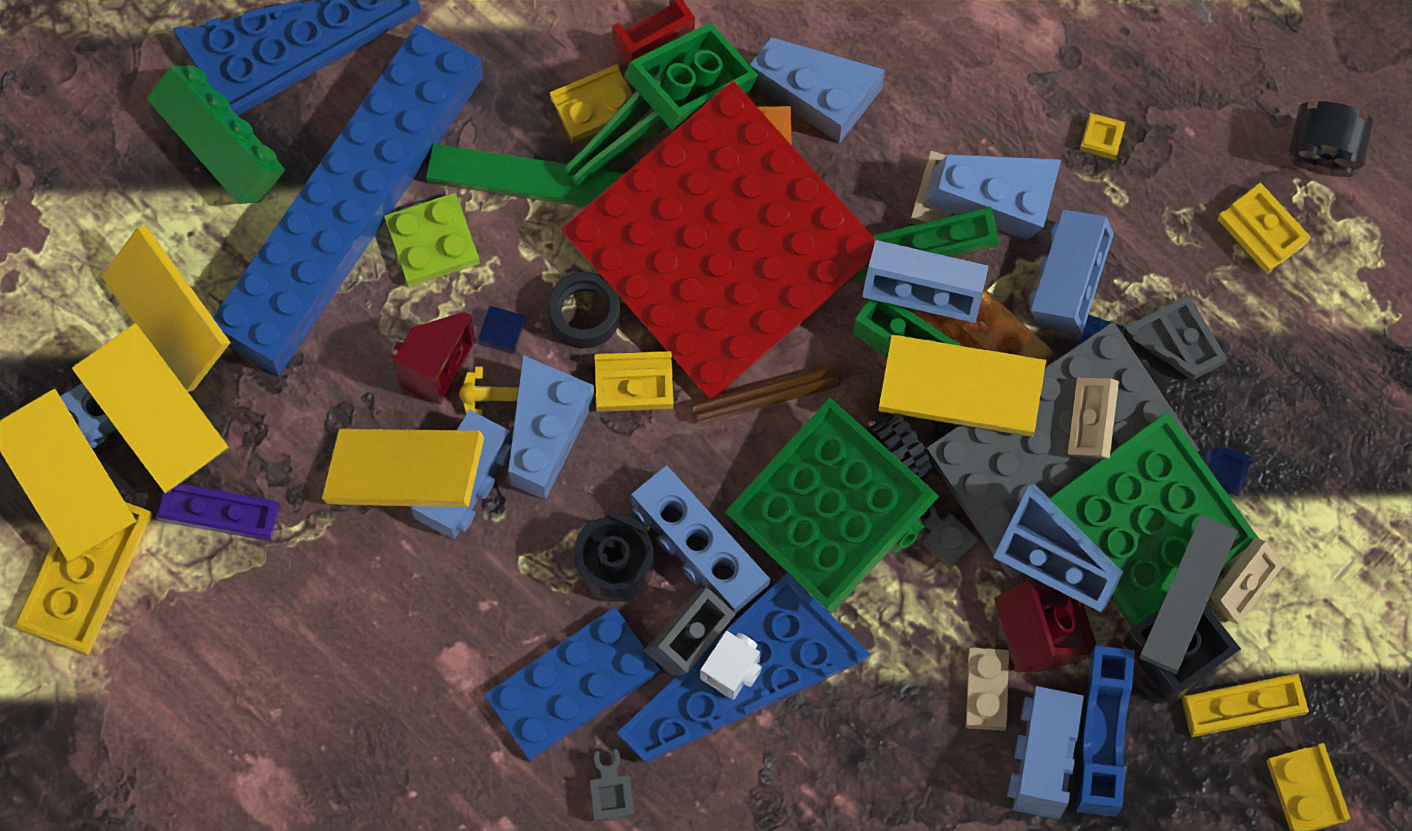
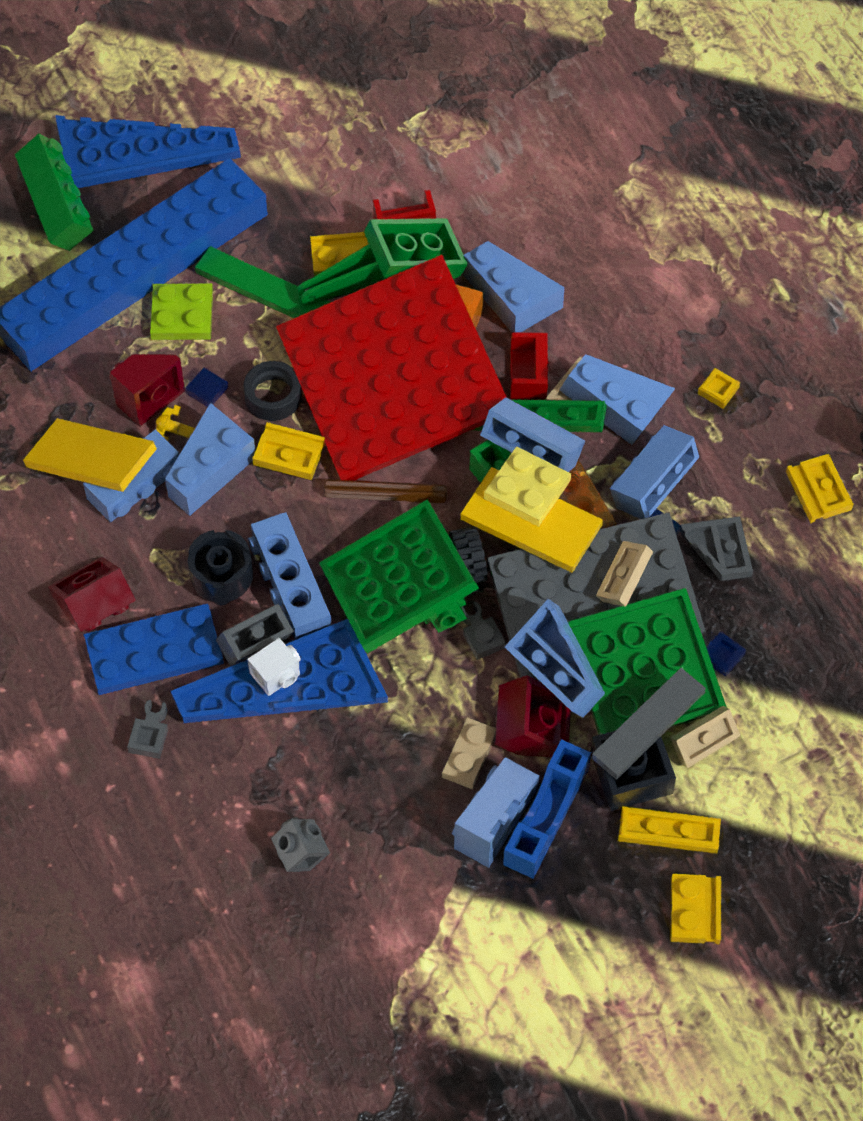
camera: 20 degrees right, 10 degrees down
(474, 640) = (92, 594): none -> dark red slope
(875, 180) = (528, 366): none -> red panel
(945, 347) = (527, 486): none -> light yellow plate

